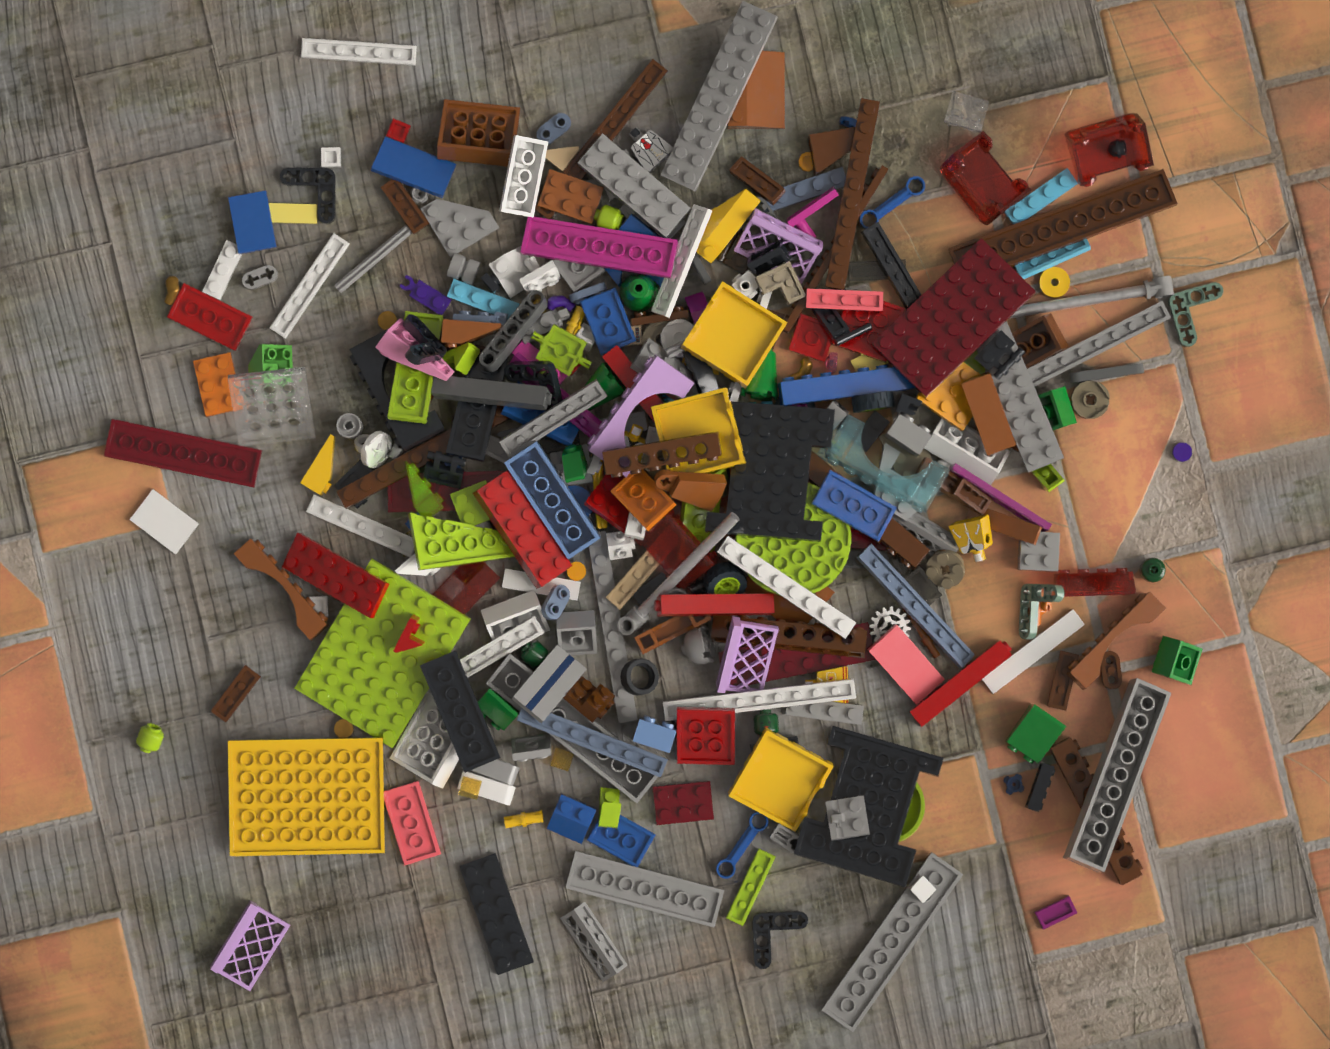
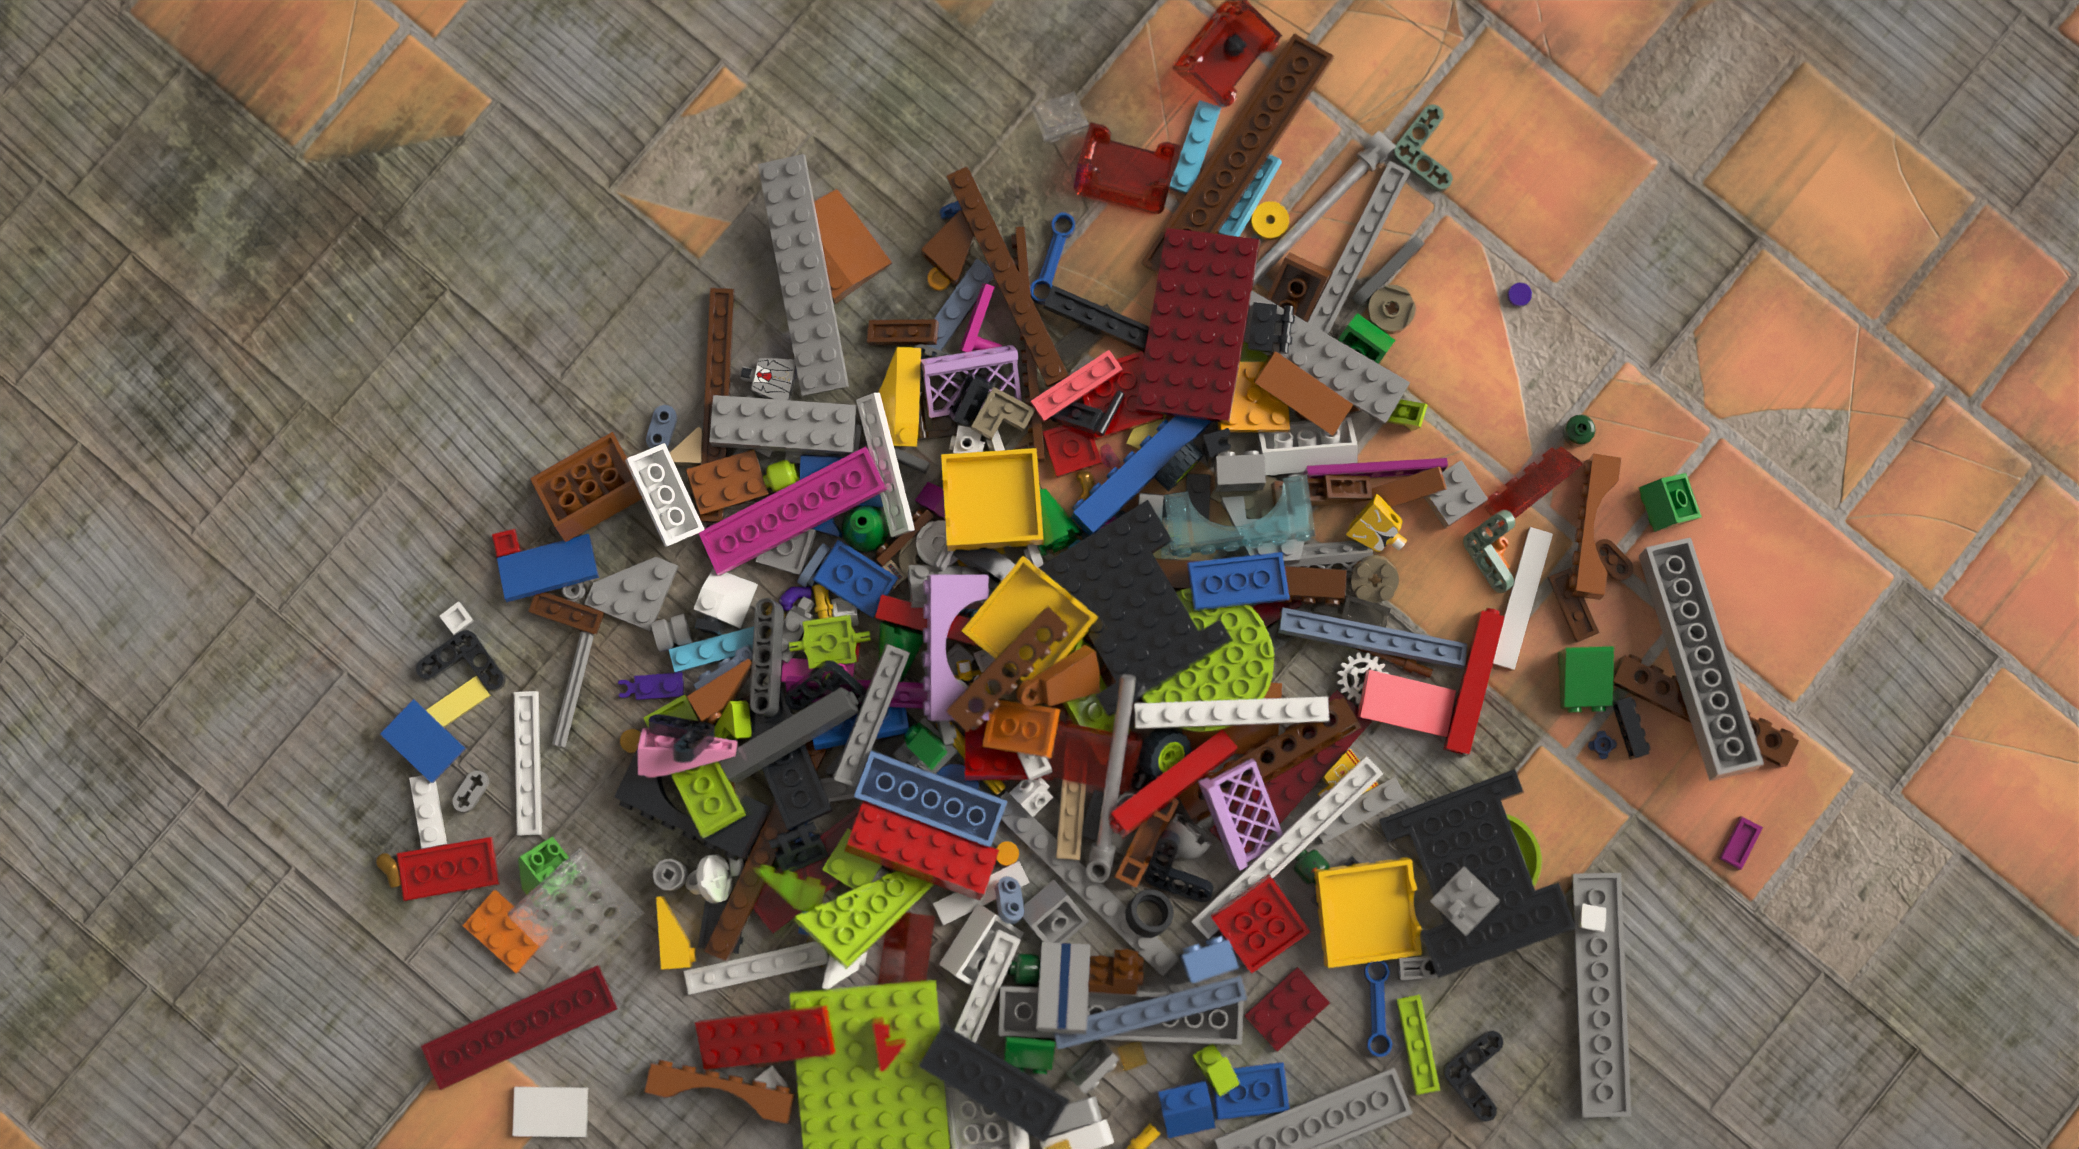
camera: 30 degrees left, 5 degrees down
(358, 51) = (409, 493): white tile -> none
(539, 276) = (753, 584): white plate -> none
(670, 657) = (1165, 870): none -> black beam

